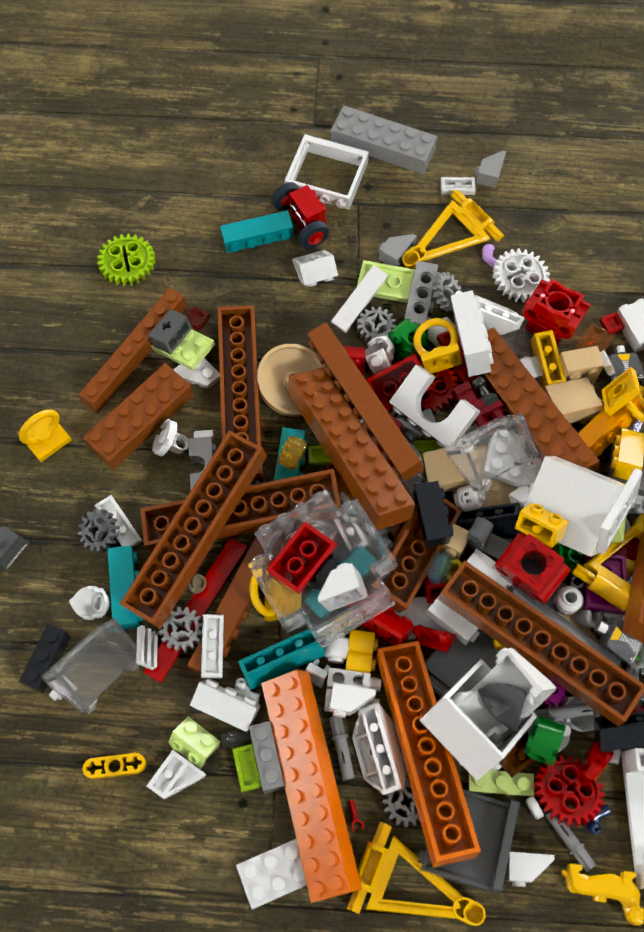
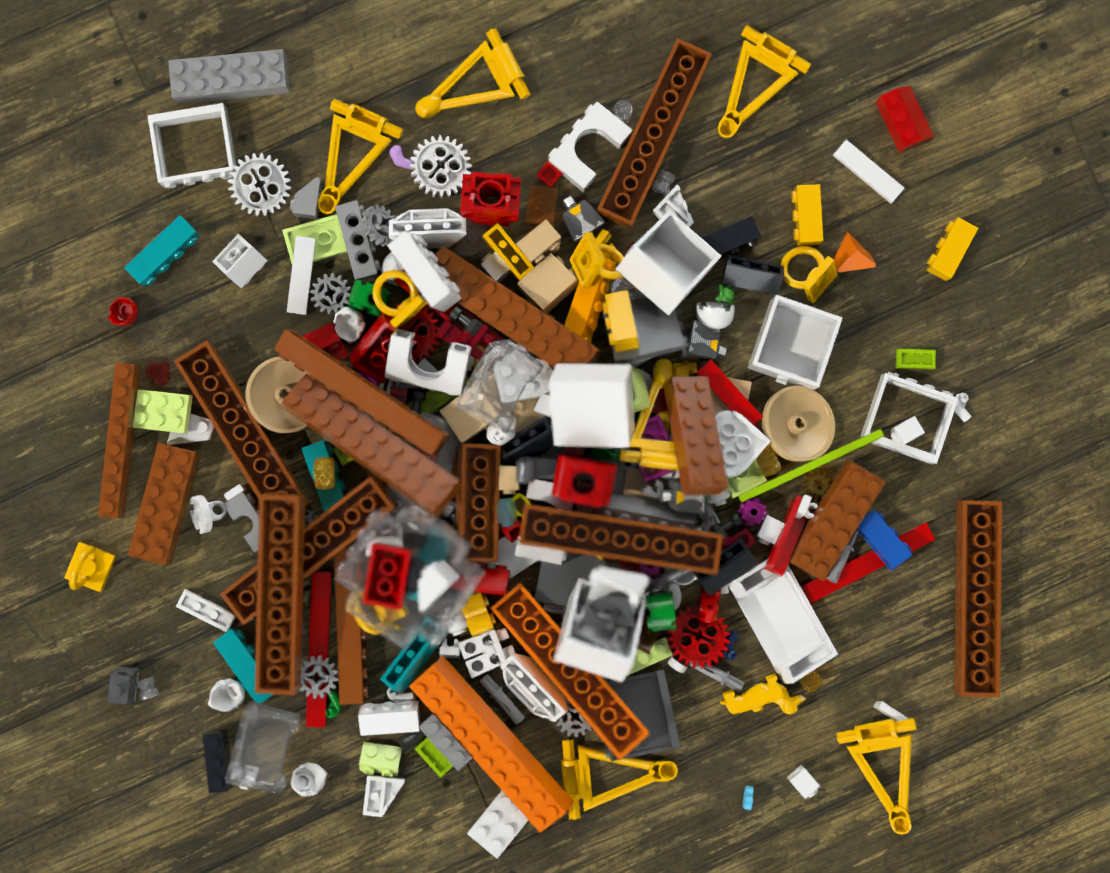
camera: 30 degrees left, 20 degrees up
(25, 560) = (147, 688): none -> clear wheel
(98, 530) = (194, 629): dark grey gear -> none
(108, 759) = (312, 816): yellow beam -> none
(116, 721) = (308, 779): none -> white hair
(142, 257) = (41, 361): lime gear -> none
(146, 644) = (299, 706): white tile -> none
(170, 331) = (144, 409): dark grey brick -> none
(181, 668) = (334, 707): none -> green arm
(197, 584) = (308, 630): dark tan plate -> none
(198, 259) = (123, 312): none -> red hair
(212, 646) = (351, 679): white tile -> none
(305, 211) = (200, 206): brick -> none
(349, 699) = (487, 664): white slope -> none
(354, 815) = (539, 745): red hand -> none
(378, 222) = (275, 177): none -> white gear
(378, 360) = (353, 336): white plate -> none
(432, 514) = (477, 469): black brick -> none
(433, 638) = (531, 572): red hinge -> none
(450, 184) = (347, 90): white tile -> none
(490, 169) = (354, 56): light grey slope -> none
(526, 867) = (691, 713): white slope -> none
(541, 524) = (574, 443): yellow brick -> none
(568, 600) = (634, 485): white head -> none
(607, 363) = (562, 228): white tile -> none
(610, 229) = (503, 68): none -> yellow piece
(619, 511) = (635, 392): white tile -> none

